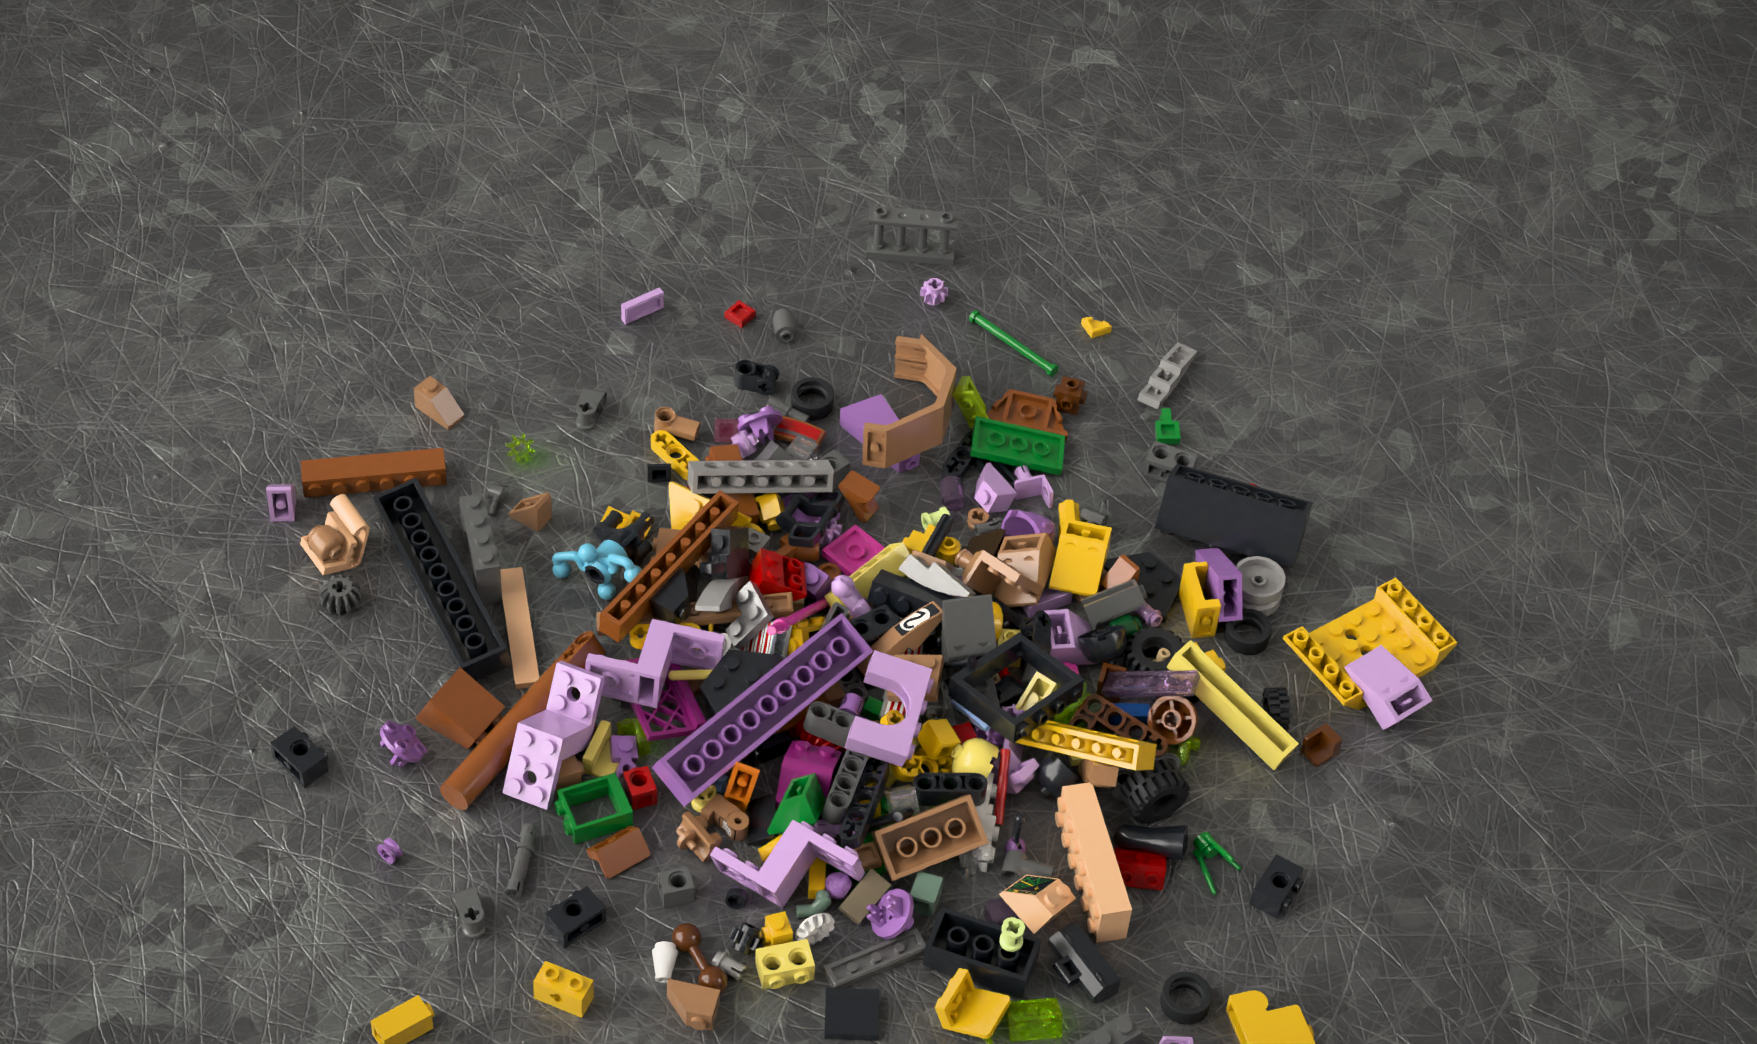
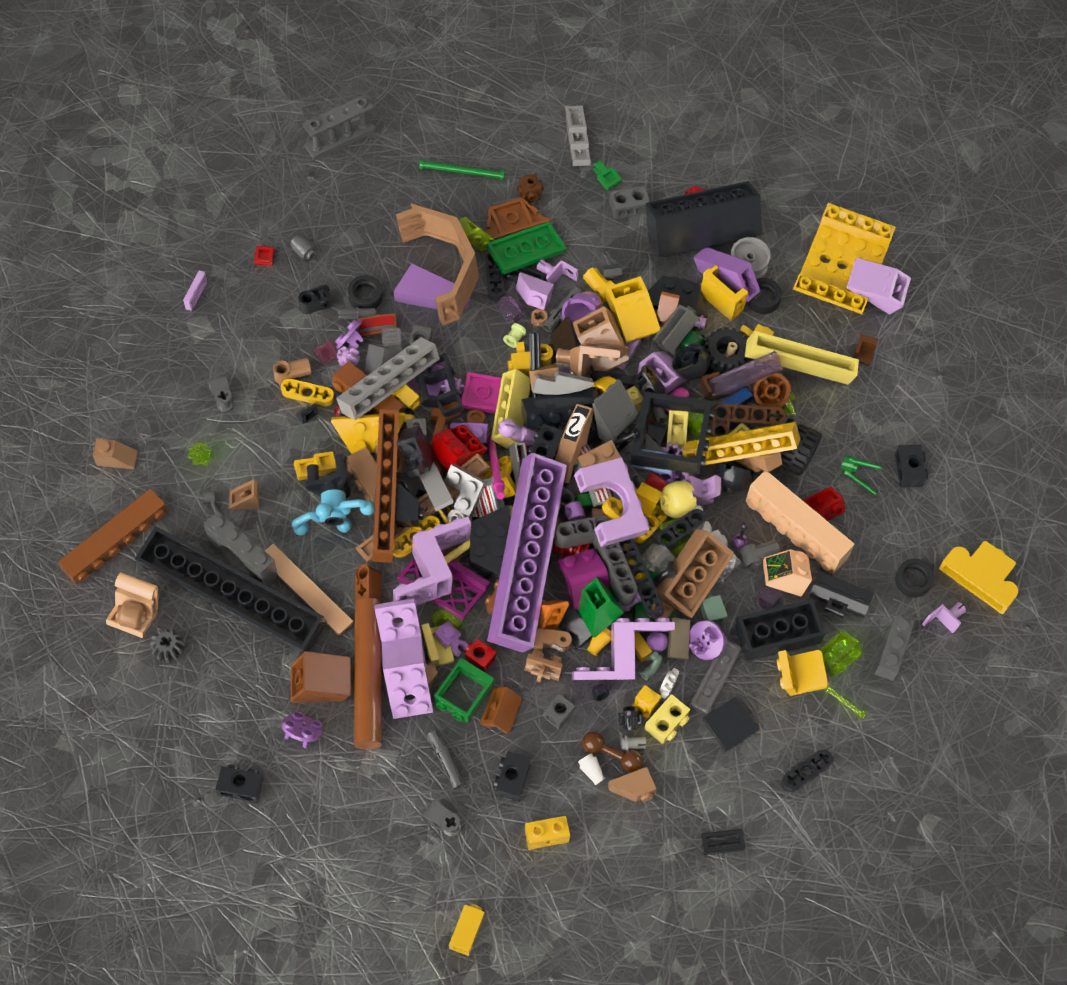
camera: 35 degrees left, 15 degrees up
(281, 502) = (68, 600): lavender slope -> none
(389, 850) = (355, 811): medium lavender bush -> none
(860, 495) = (457, 348): dark orange slope -> none
(934, 291) = (382, 161): lavender gear -> none
(1002, 786) = (704, 504): red bar -> none
(1015, 933) = (799, 603): yellowish green bush -> none
(1094, 327) = (503, 125): yellow tile -> none
(1164, 841) = (827, 478): black piece -> none
(1277, 705) = (824, 339): black tyre -> none

